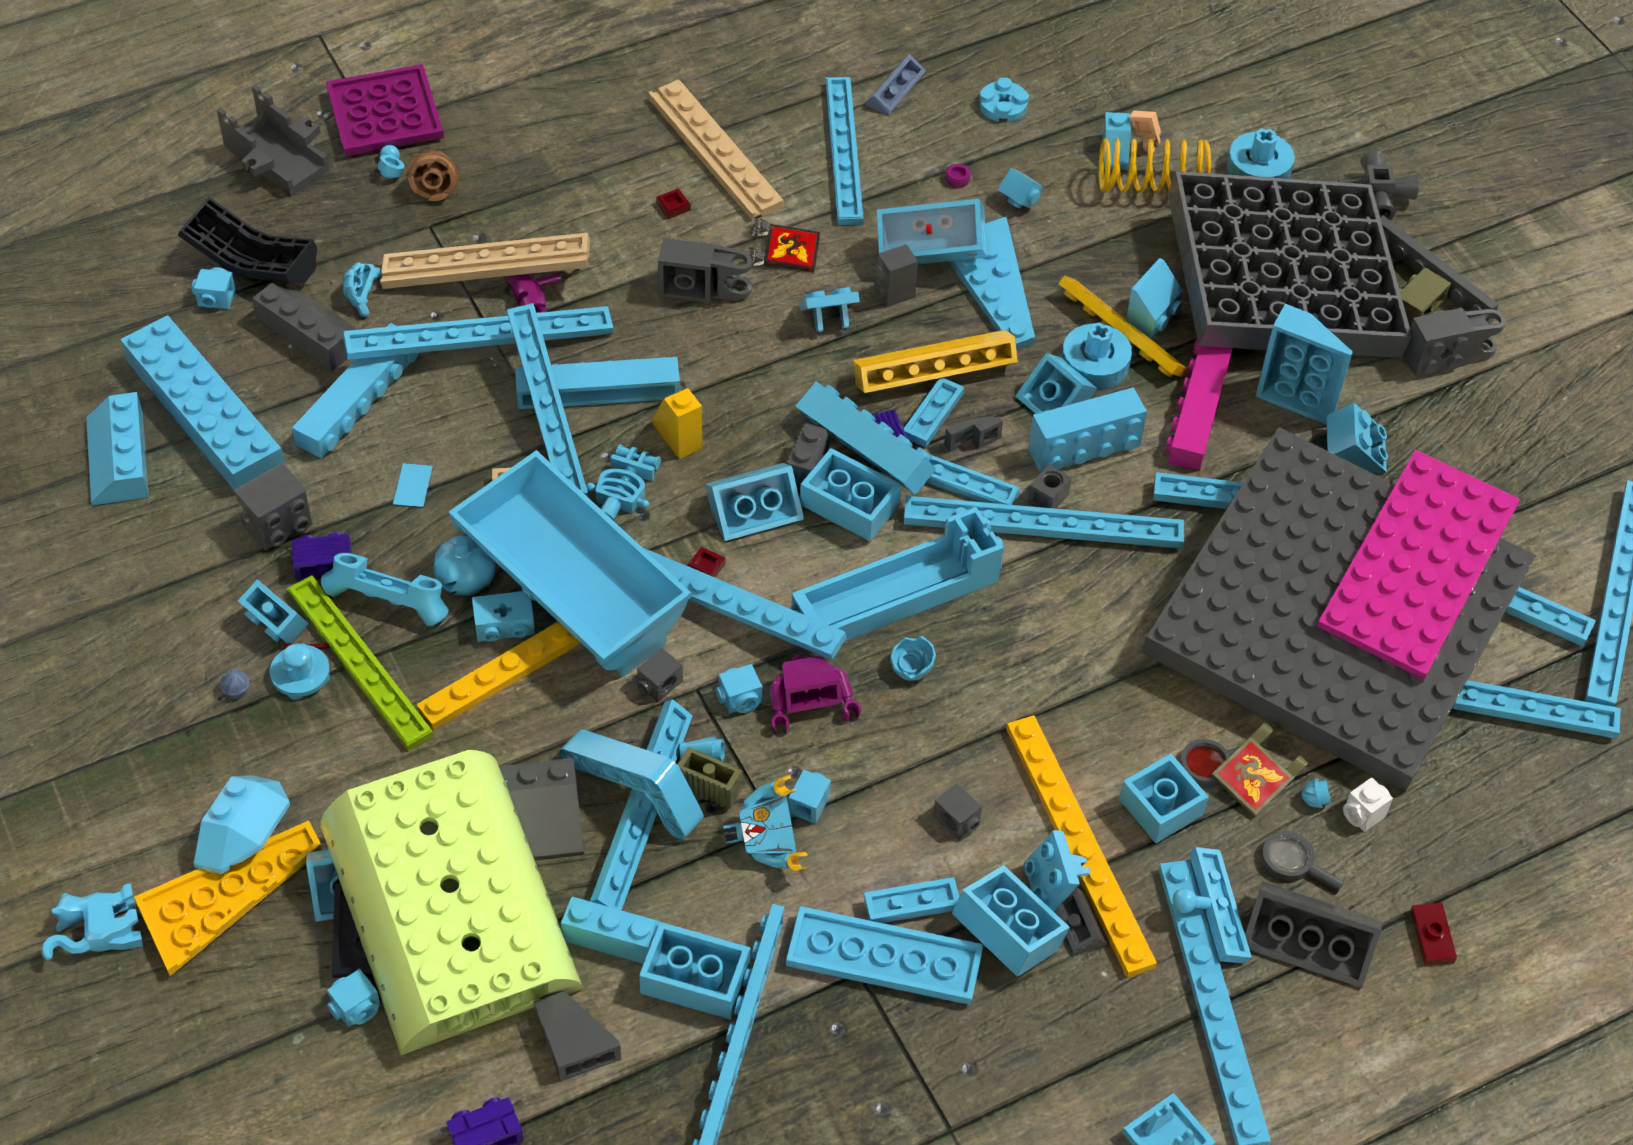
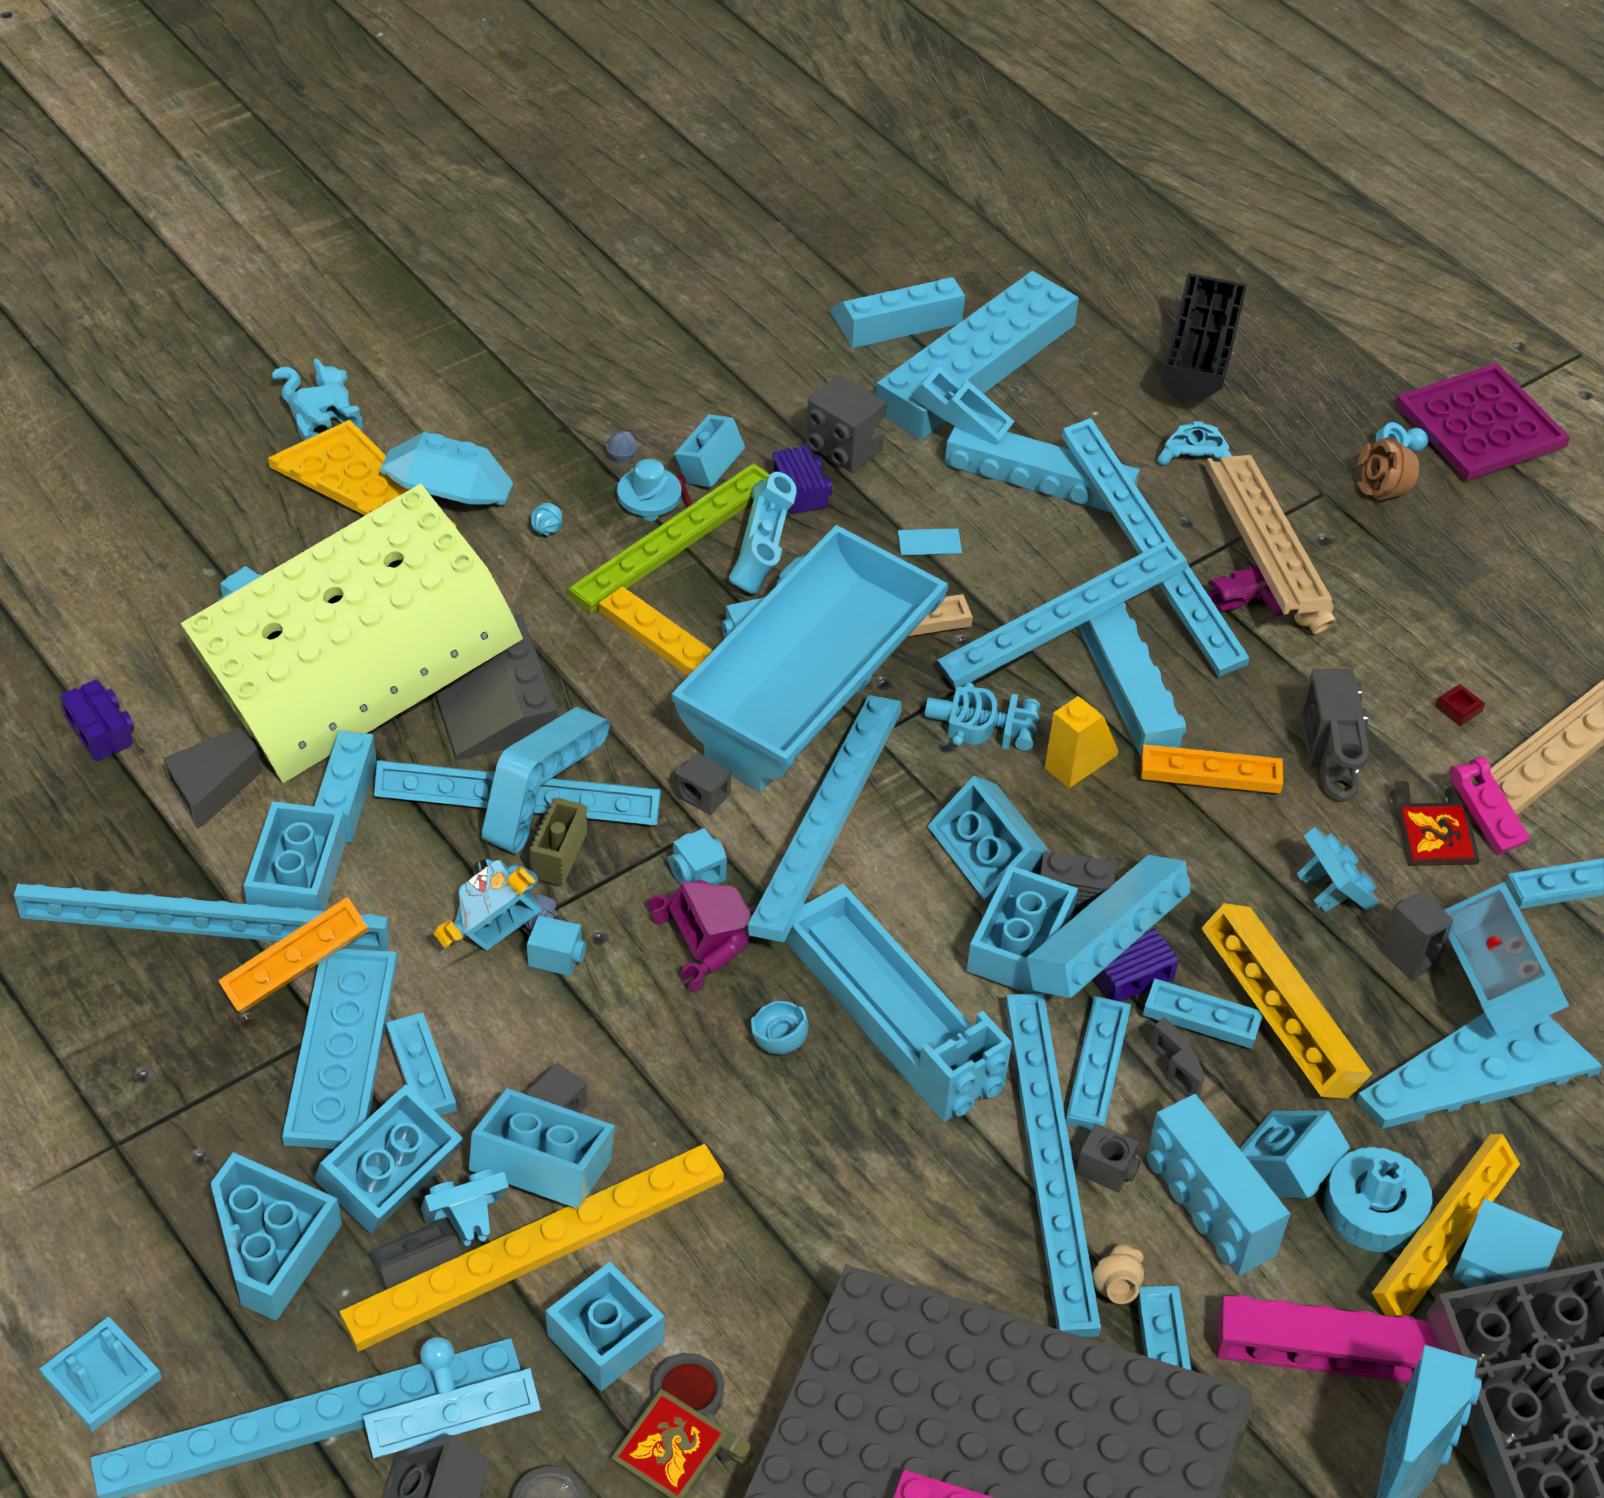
camera: 80 degrees right, 5 degrees down
(214, 288) = (1144, 335): medium azure brick -> none
(275, 145) = (1370, 340): dark grey piece -> none
(289, 417) = (962, 406): none -> medium azure slope
(303, 323) = (1132, 408): dark grey slope -> none
(316, 752) = (546, 519): none -> medium azure plate
(707, 562) = (884, 811): dark red tile -> none
(709, 355) = (1212, 768): none -> light orange plate
(709, 746) = (605, 843): medium azure cone -> none
(780, 210) = (1489, 805): none -> dark pink plate
(799, 976) = (293, 955): none -> light orange plate
(1012, 818) = (542, 1147): none -> medium azure brick
(1064, 1010) = (271, 1231): none -> medium azure brick
(1145, 500) = (1120, 1274): none -> tan animal

